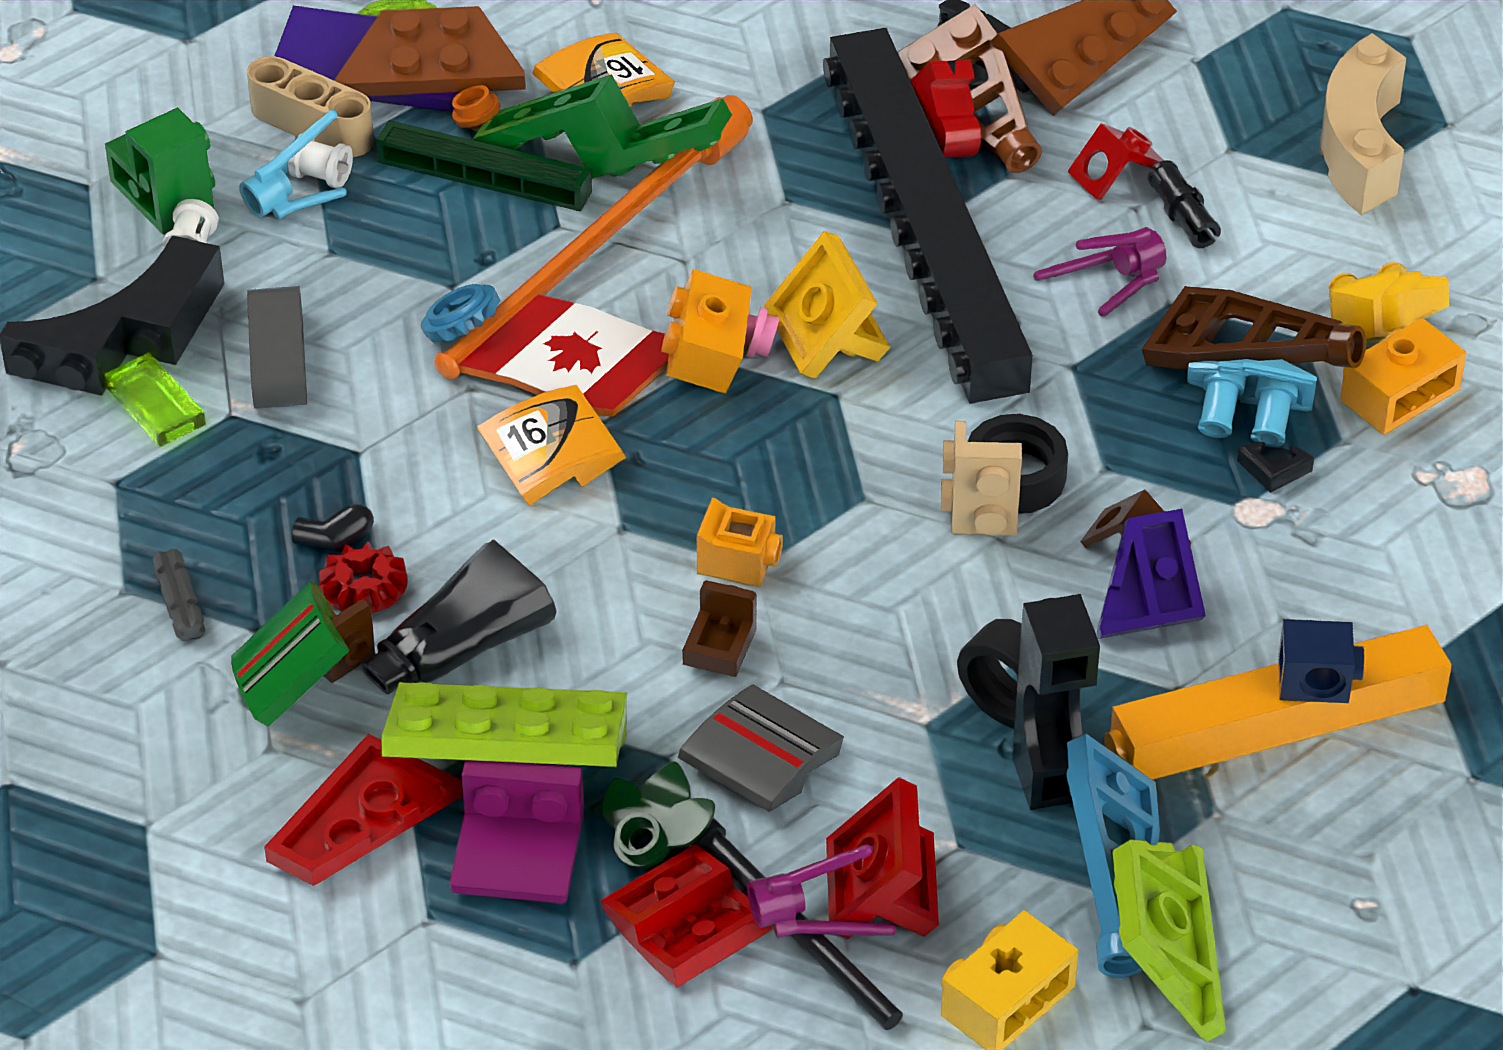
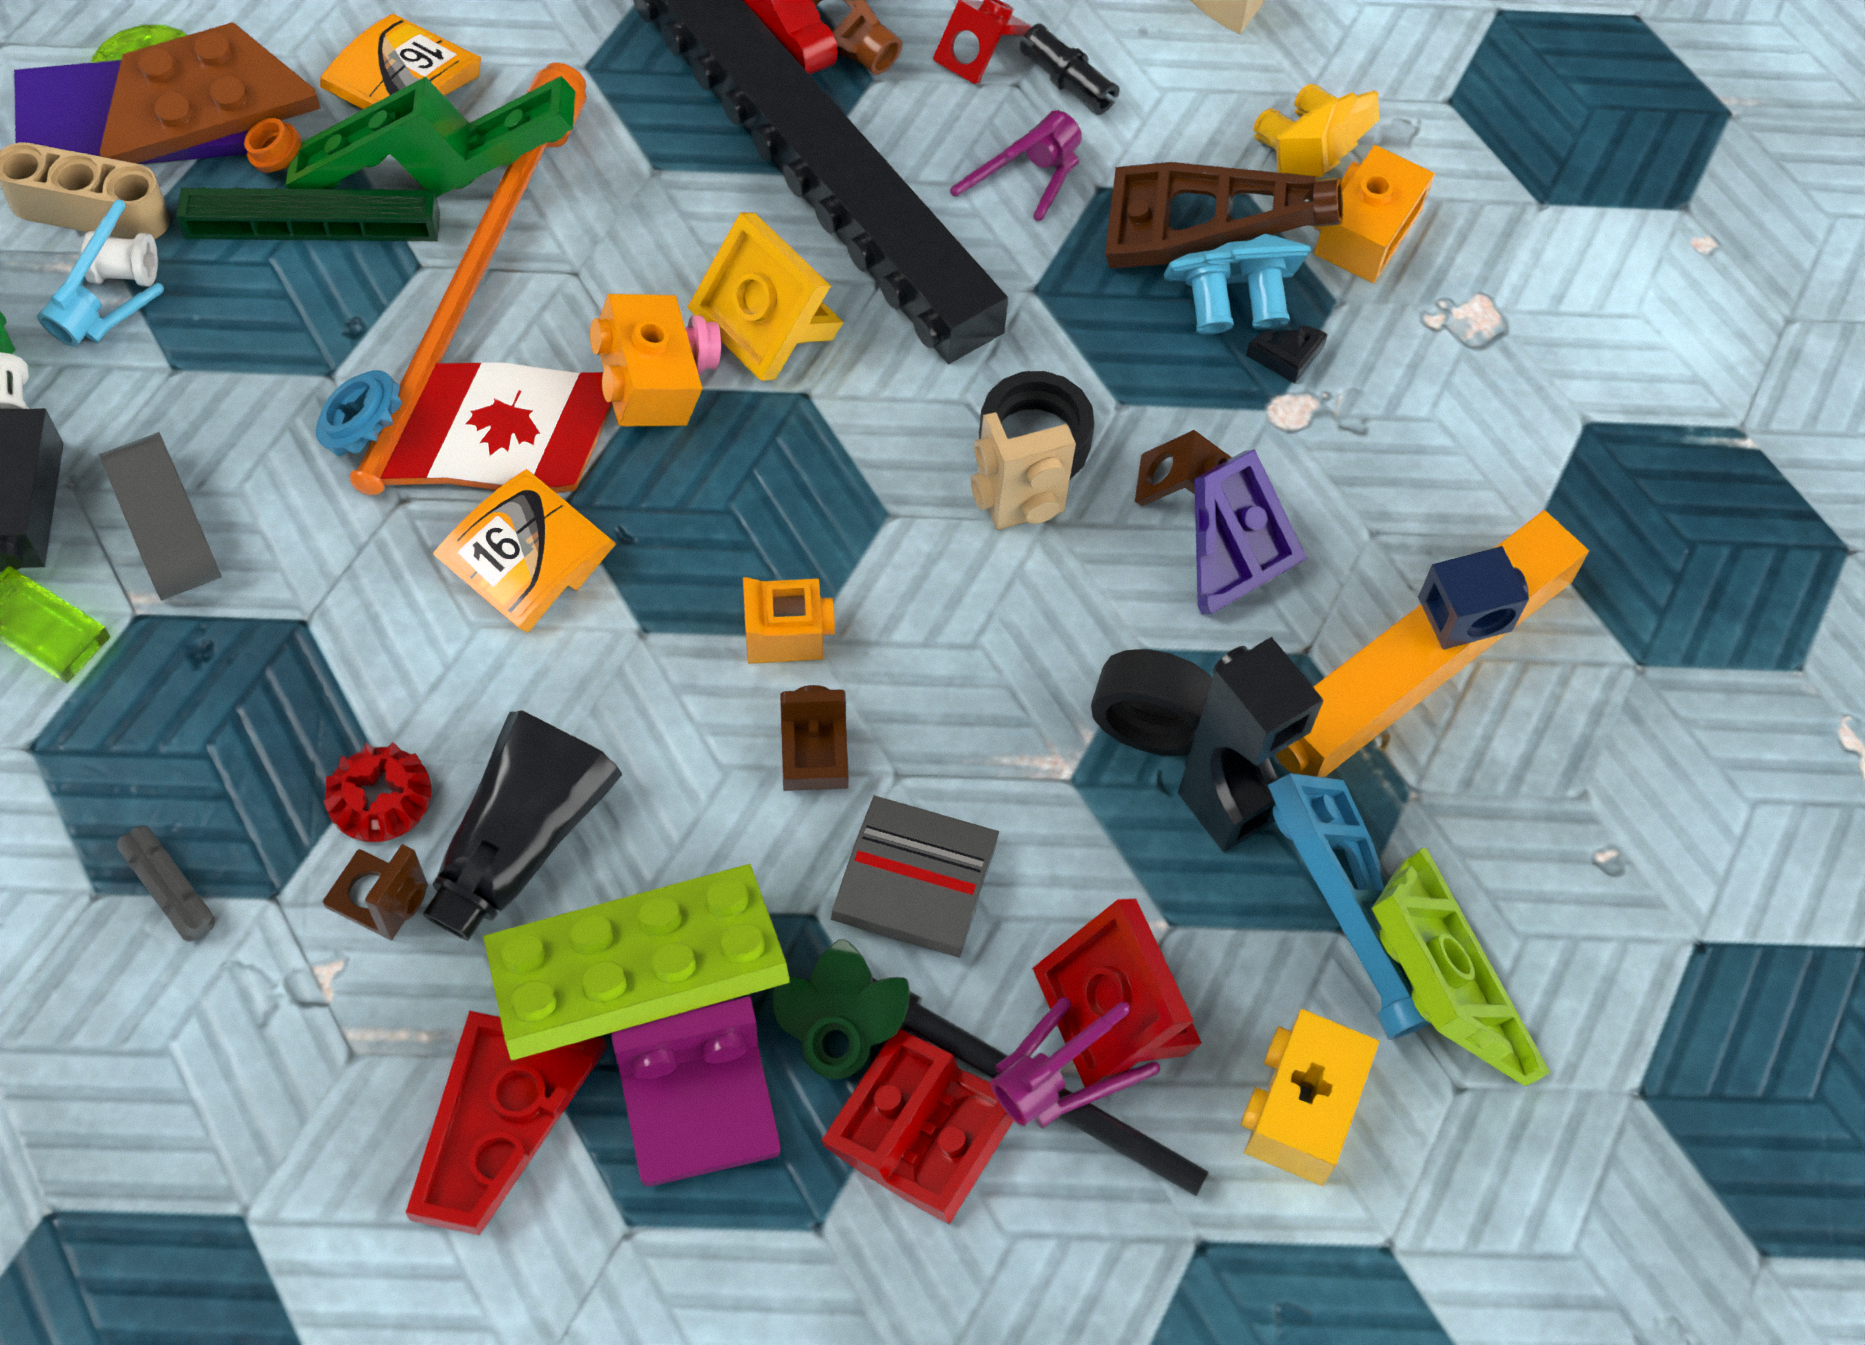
camera: 25 degrees left, 15 degrees up
(288, 655) = (334, 938): green slope -> none
(342, 528) = (323, 740): black arm -> none

